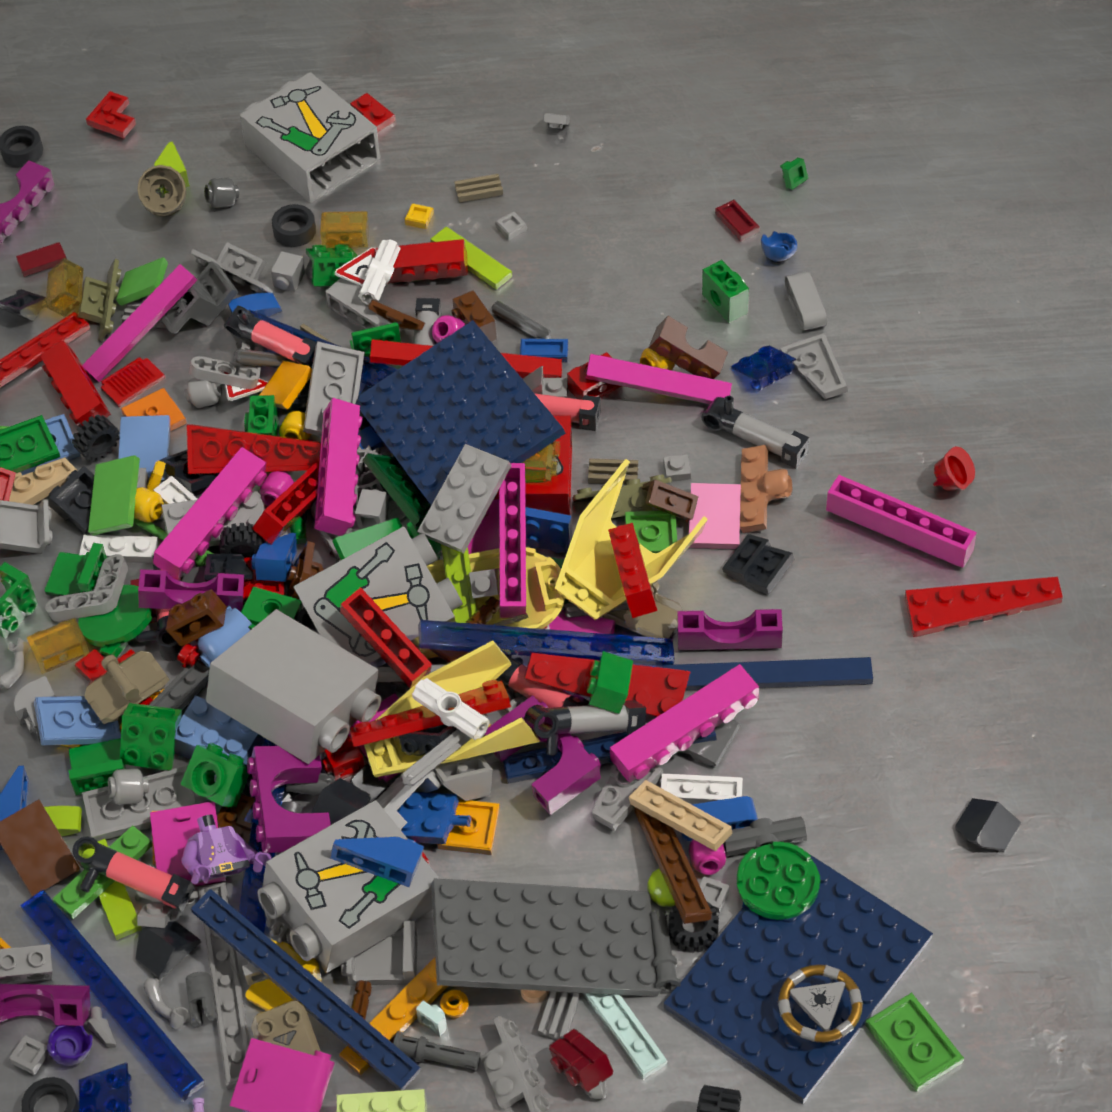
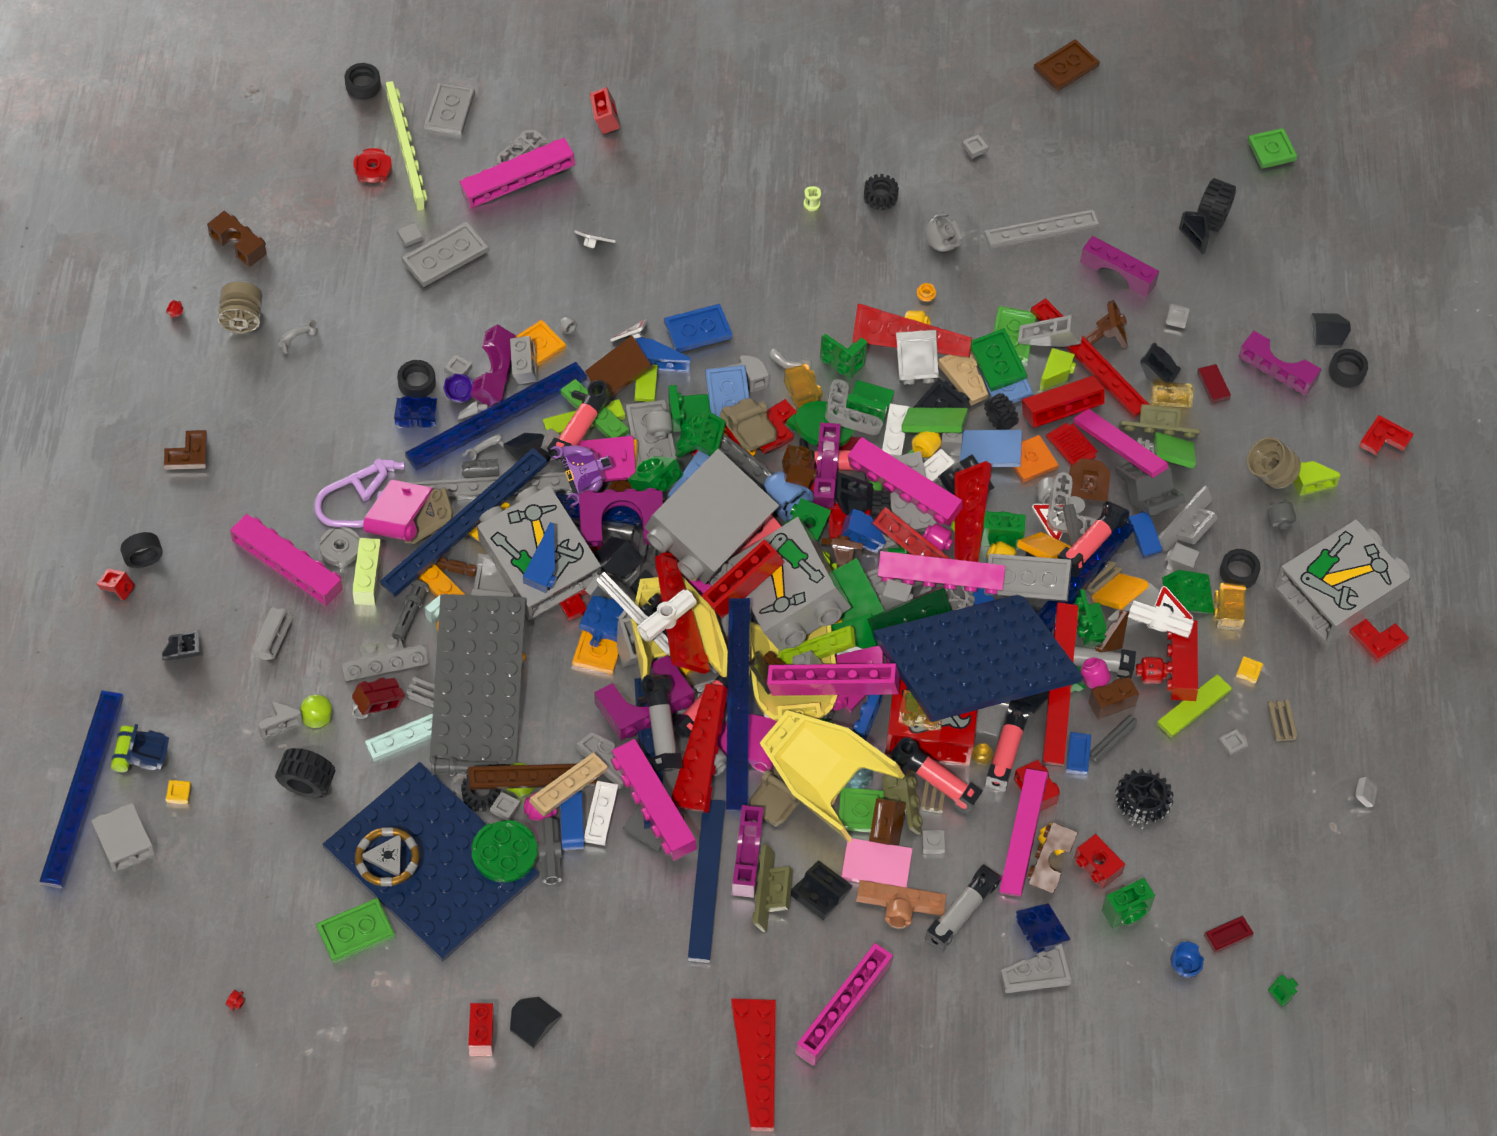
camera: 90 degrees right, 5 degrees up
(25, 397) = (1057, 369): none -> lime slope
(156, 475) = (955, 451): yellow tile -> none
(179, 351) = (1090, 480): none -> reddish brown piece
(188, 655) = (774, 466): red plate -> none
(337, 317) = (1120, 591): none -> light orange tile
(435, 286) = (1151, 670): none -> red head
(464, 498) = (867, 639): light grey plate -> none
(546, 386) = (1032, 746): light grey slope -> none
(583, 480) = (935, 774): none -> piece
(592, 289) = (1139, 785): none -> black gear
(610, 682) = (687, 738): green brick -> none
(632, 570) = (795, 767): red brick -> none
(682, 310) = (1096, 849): none -> red brick
(769, 598) = (773, 888): none -> olive bracket
(805, 301) = (1117, 974): light grey beam -> none
(954, 470) = (899, 1064): red piece -> none
(1018, 873) = (481, 1029): none -> red brick

